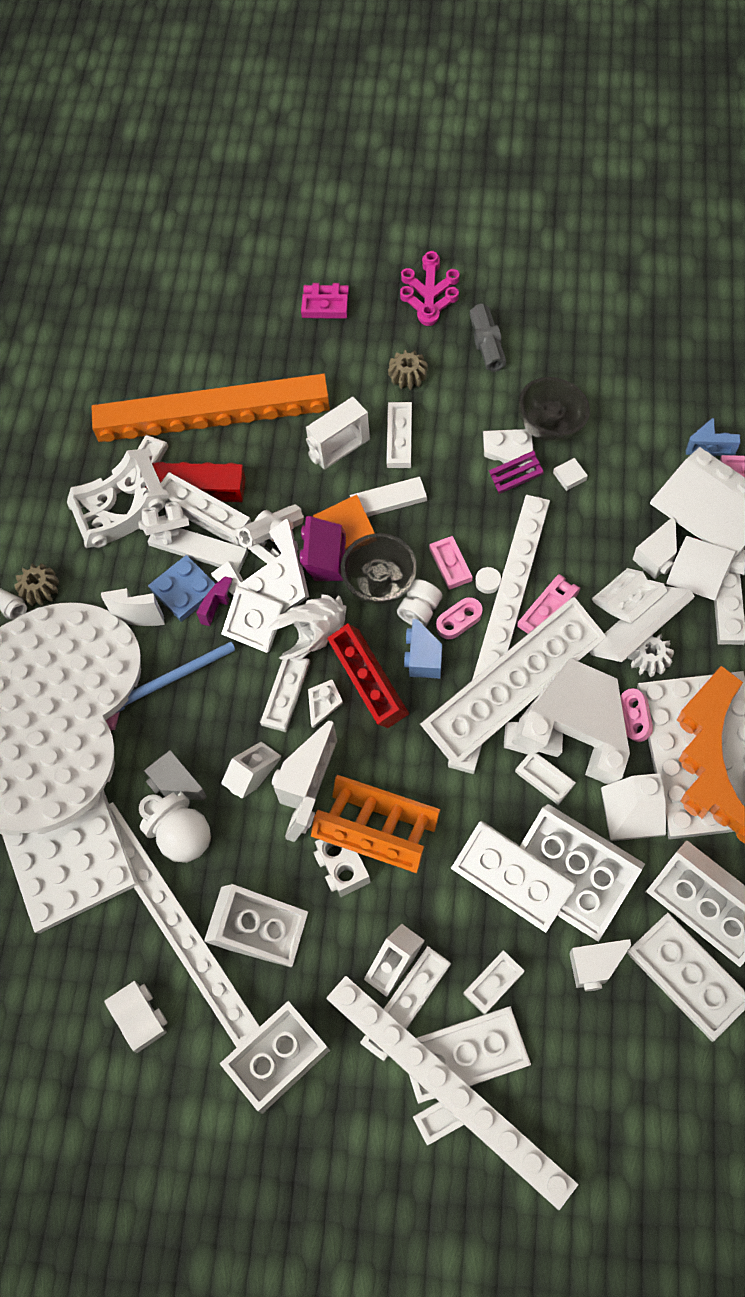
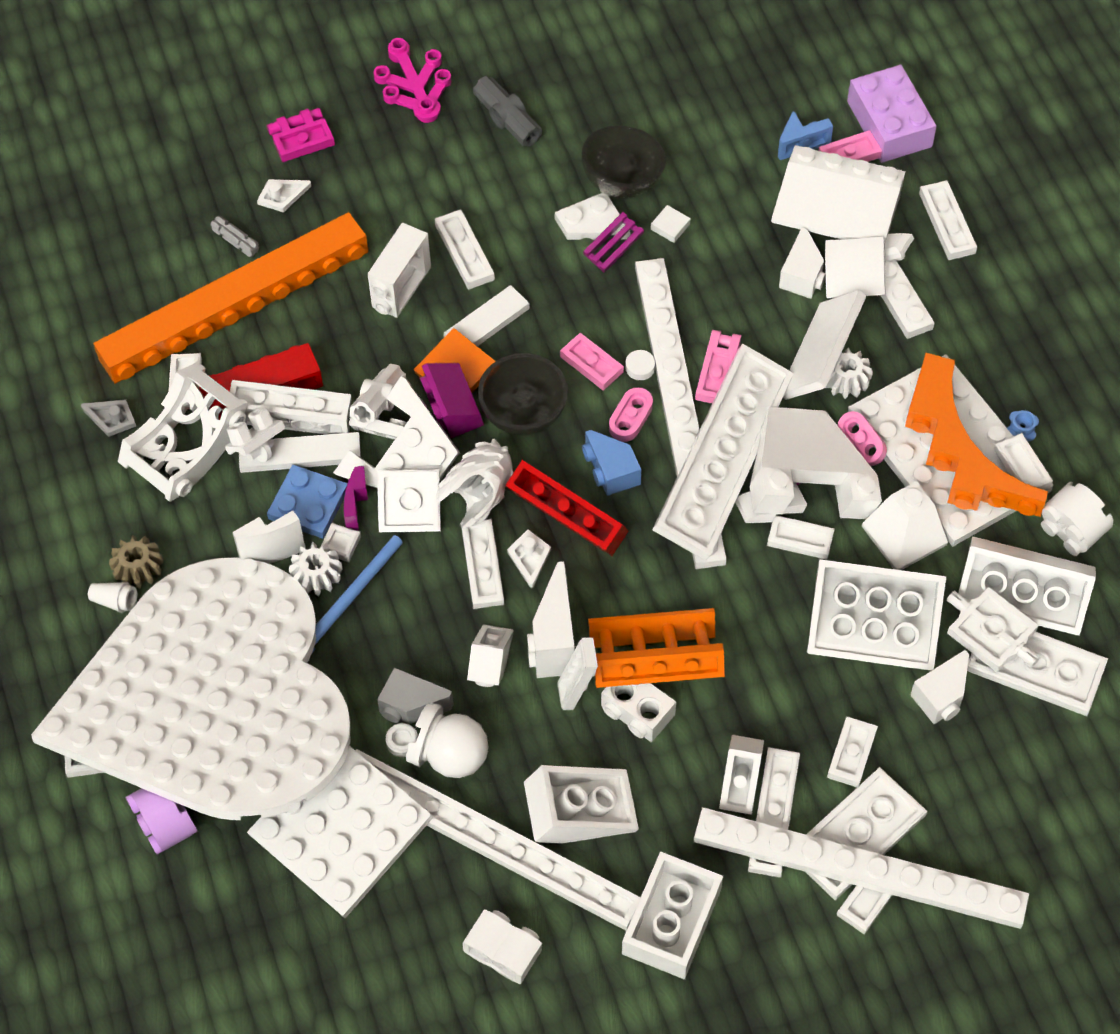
camera: 30 degrees left, 5 degrees down
(80, 465) = (110, 416): none -> light grey piece
(154, 636) = (306, 571): none -> white gear
(190, 630) = (342, 540): none -> white tile
(238, 362) = (235, 236): none -> light grey axle
(289, 341) = (282, 193): none -> white piece
(407, 369) = (437, 176): dark tan gear -> none
(421, 600) = (582, 413): white wheel -> none
(513, 876) = (820, 642): white tile -> none
(629, 595) = (796, 322): white slope -> none
(663, 931) = (992, 629): none -> white plate

